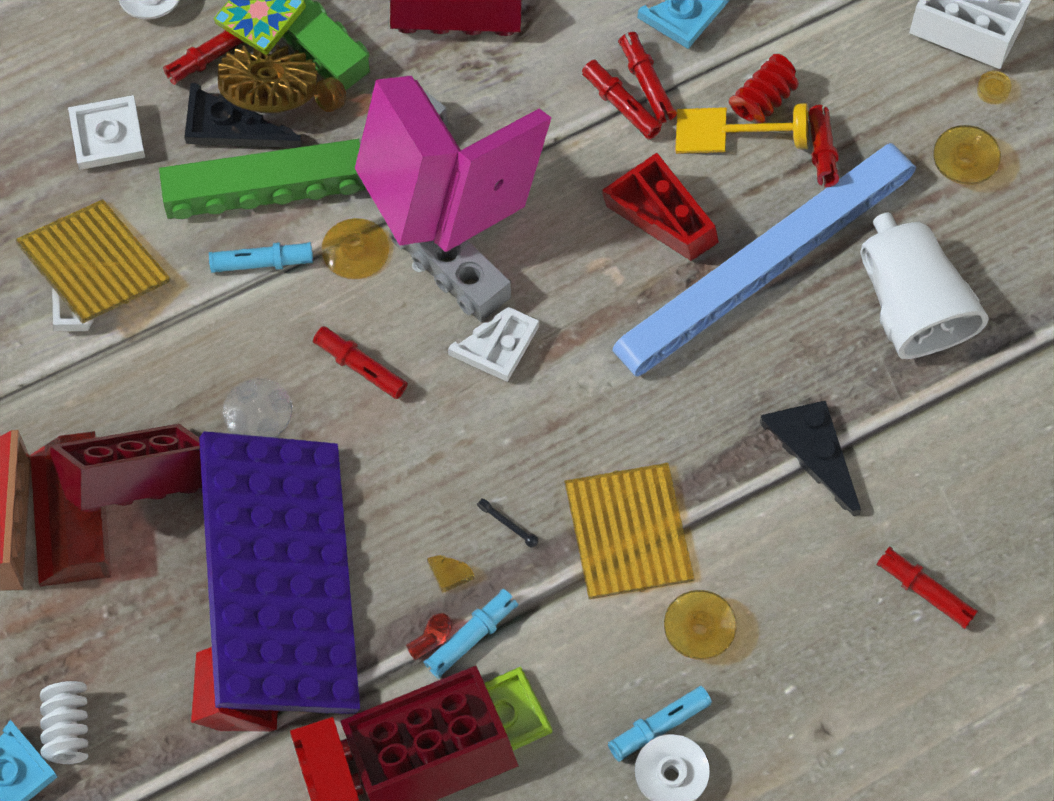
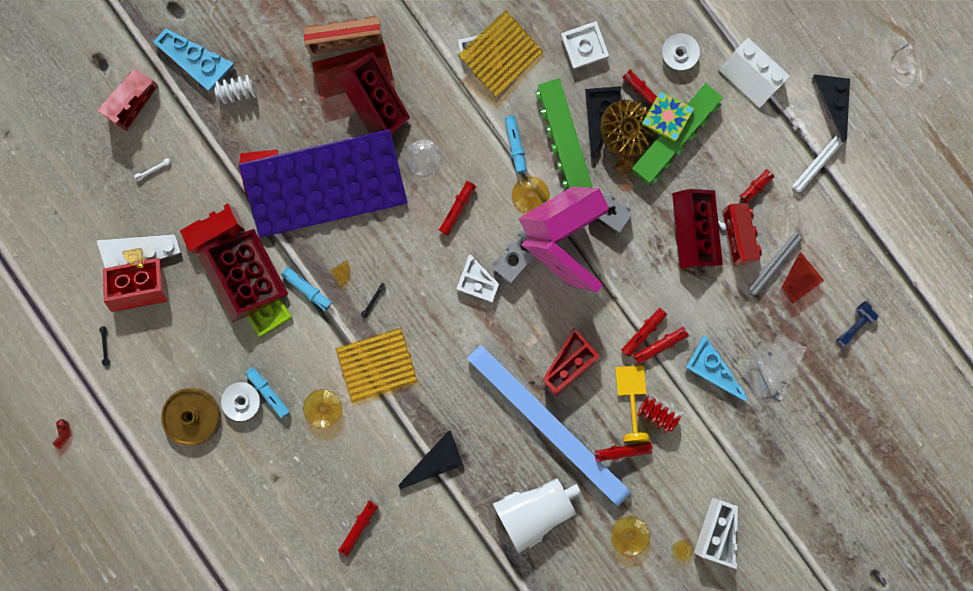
camera: 85 degrees right, 20 degrees up
(434, 635) = (302, 269): clear red arm -> none

